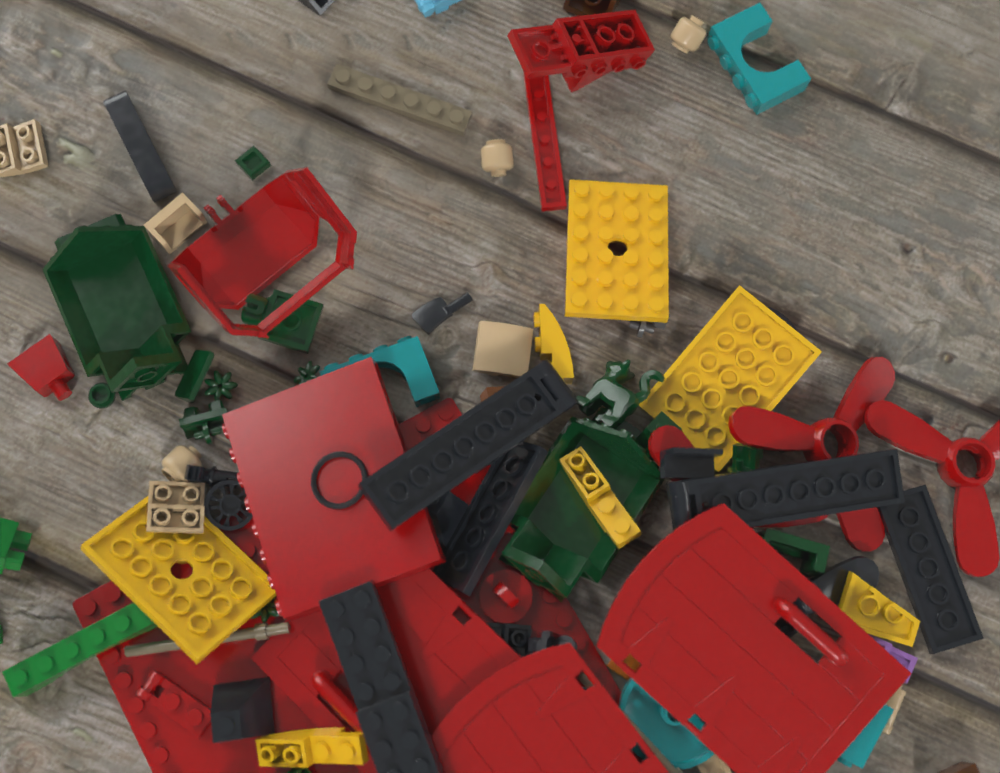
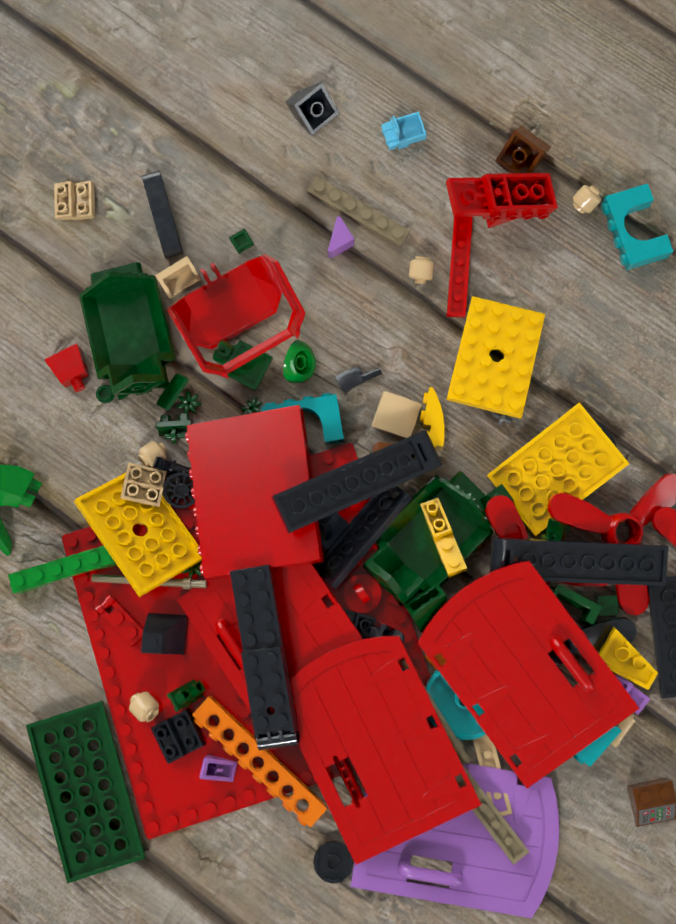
camera: 25 degrees right, 5 degrees up
(312, 746) = (207, 669): yellow slope -> none
(314, 478) = (242, 488): black tyre -> none
(360, 304) = (299, 362): none -> green hat
(384, 137) = (340, 240): none -> medium lavender slope
(596, 594) = (425, 606): none -> dark green slope
(613, 396) = (470, 466): dark green animal -> none
(687, 462) = (511, 526): black panel -> none
(837, 544) = (609, 605): none -> dark green tile

